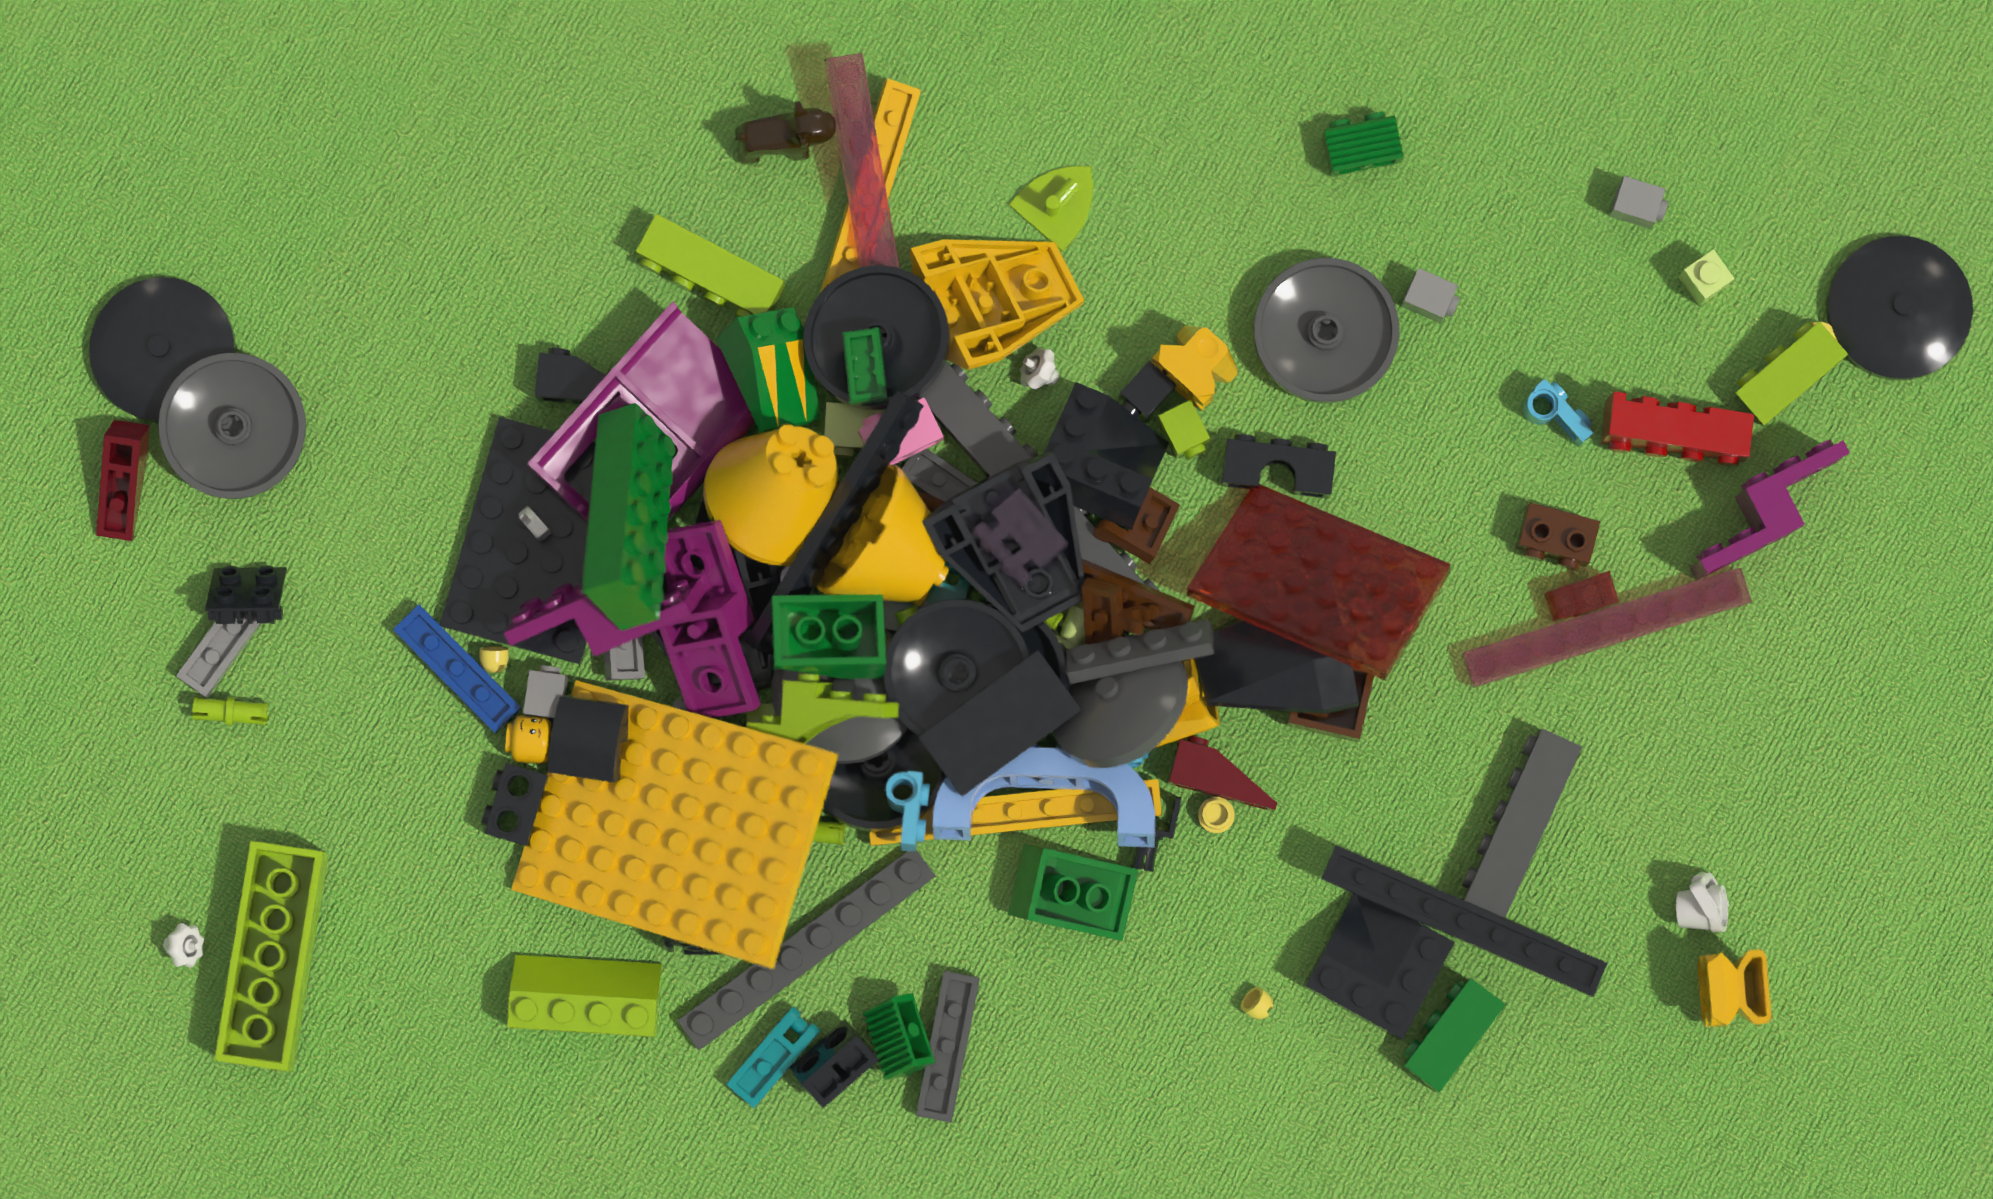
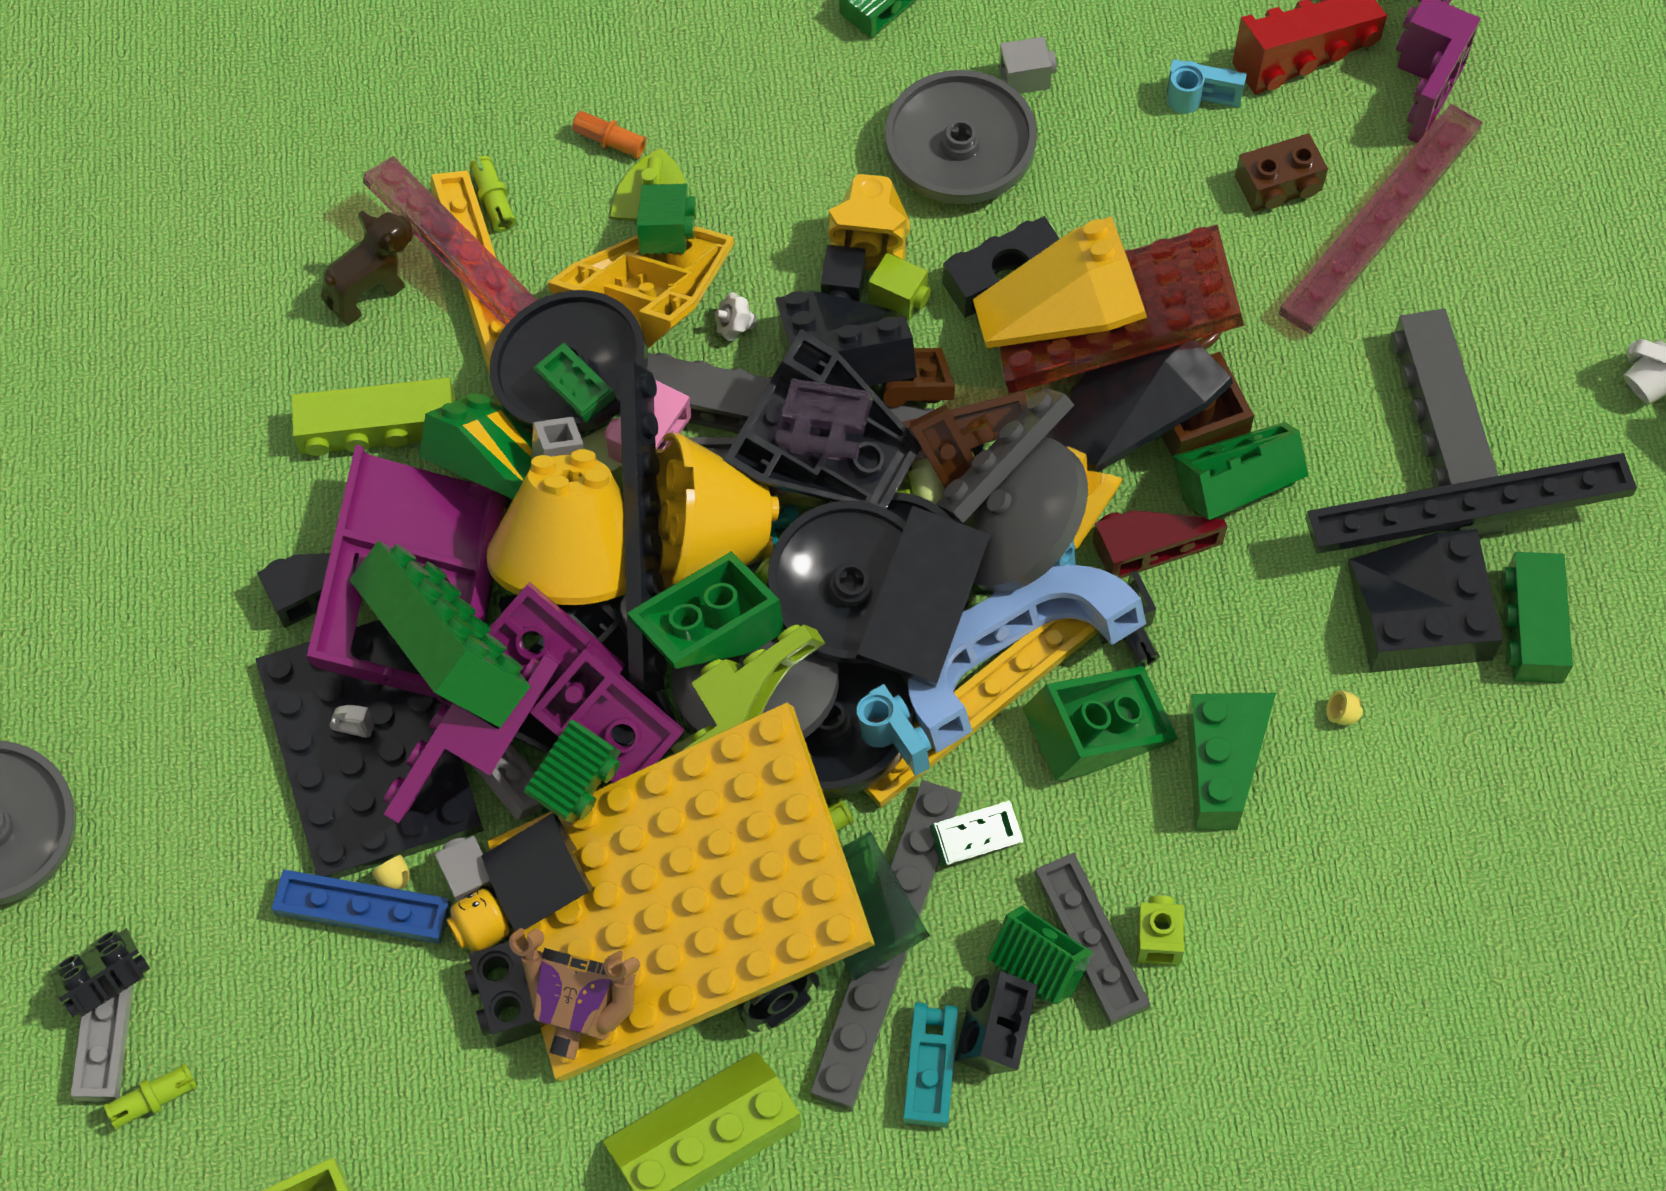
camera: 30 degrees left, 20 degrees down
(556, 848) = (575, 992): none -> medium nougat torso
(658, 688) = (573, 772): none -> green brick
(815, 917) = (885, 905): none -> clear green tile
(817, 410) = (555, 437): none -> light grey brick
(922, 915) = (976, 833): none -> plate
(927, 123) = (492, 193): none -> lime pin
(989, 1085) = (1159, 945): none -> lime brick
(1040, 249) = (665, 218): none -> green brick
(1055, 129) = (609, 134): none -> orange axle
(1141, 980) = (1224, 752): none -> green wedge
(1216, 815) = (1175, 575): light yellow plate -> none
(1288, 540) = (1063, 291): none -> yellow wedge
(1321, 770) = (1240, 469): none -> green wedge
(1582, 597) = (1342, 203): clear red leg -> none

